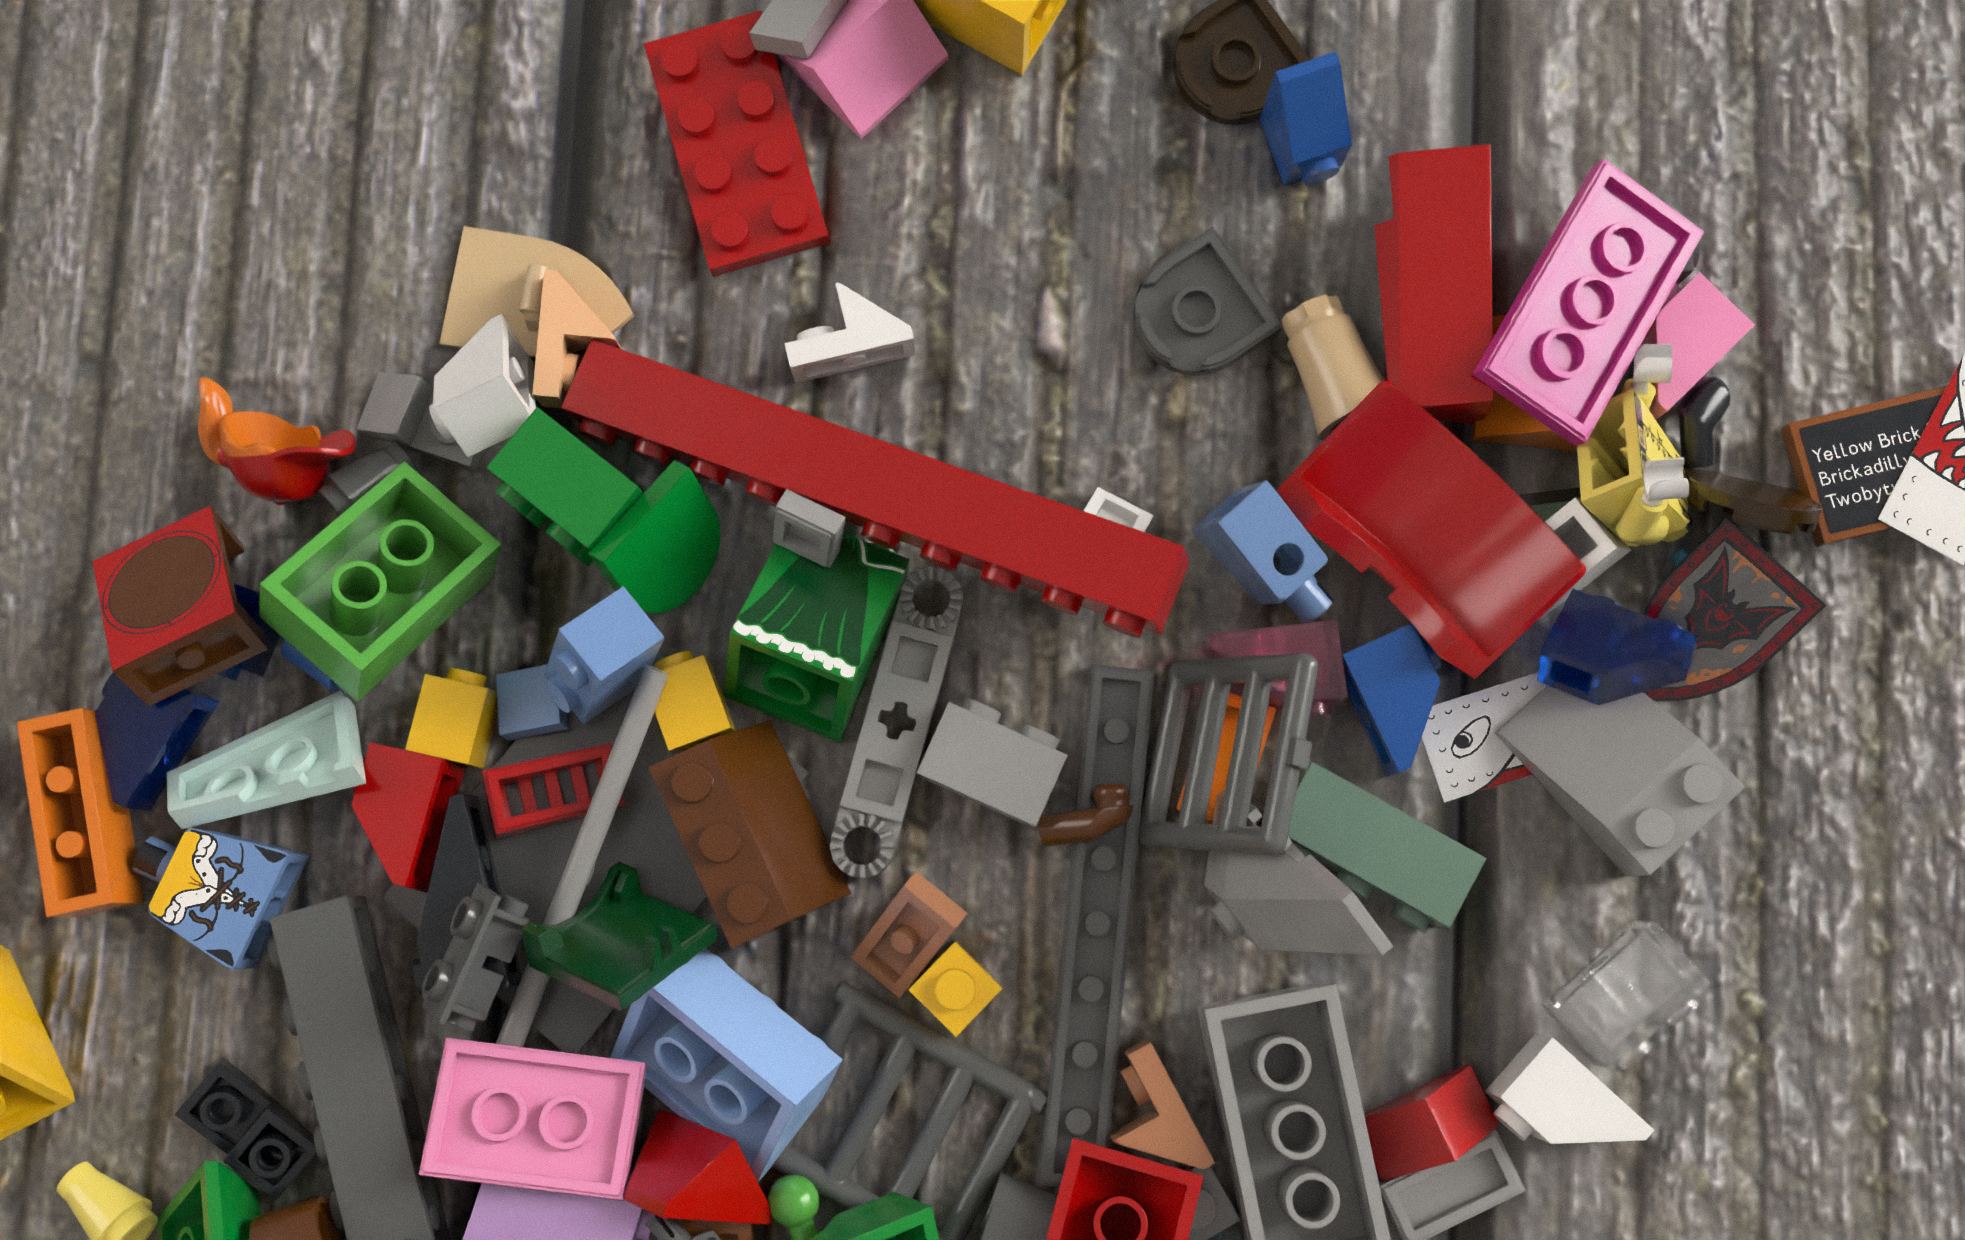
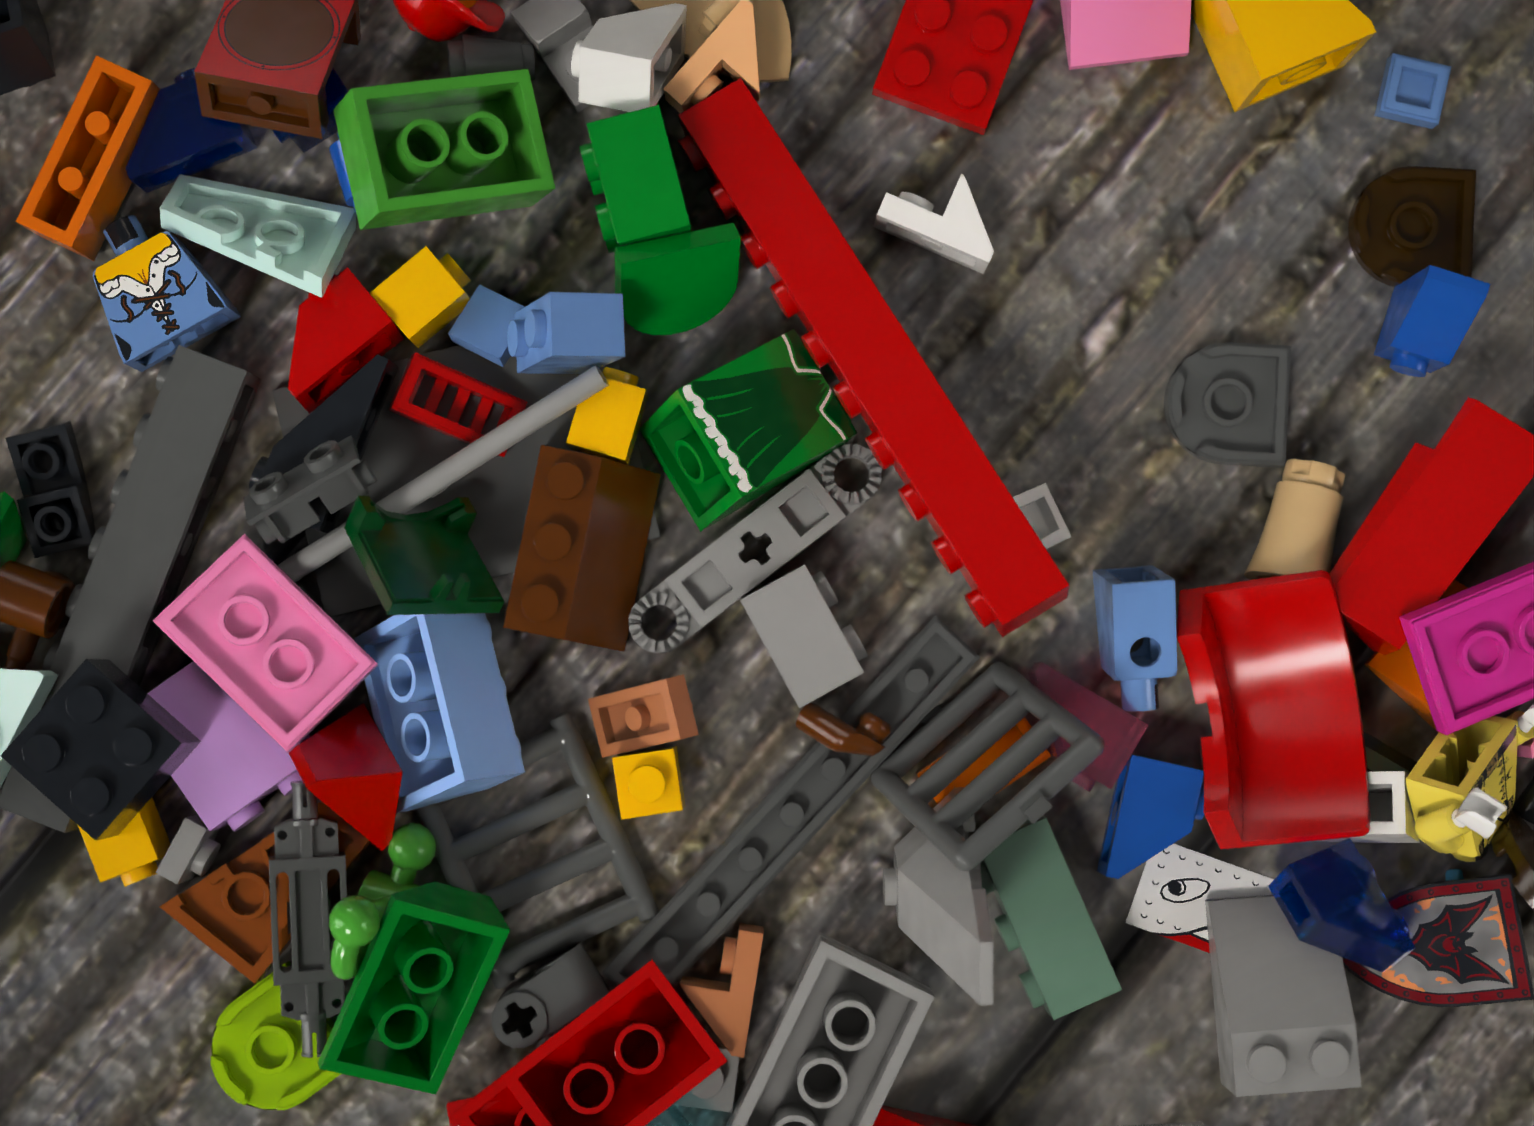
camera: 35 degrees right, 5 degrees up
(808, 528) = (796, 353): light grey tile -> none

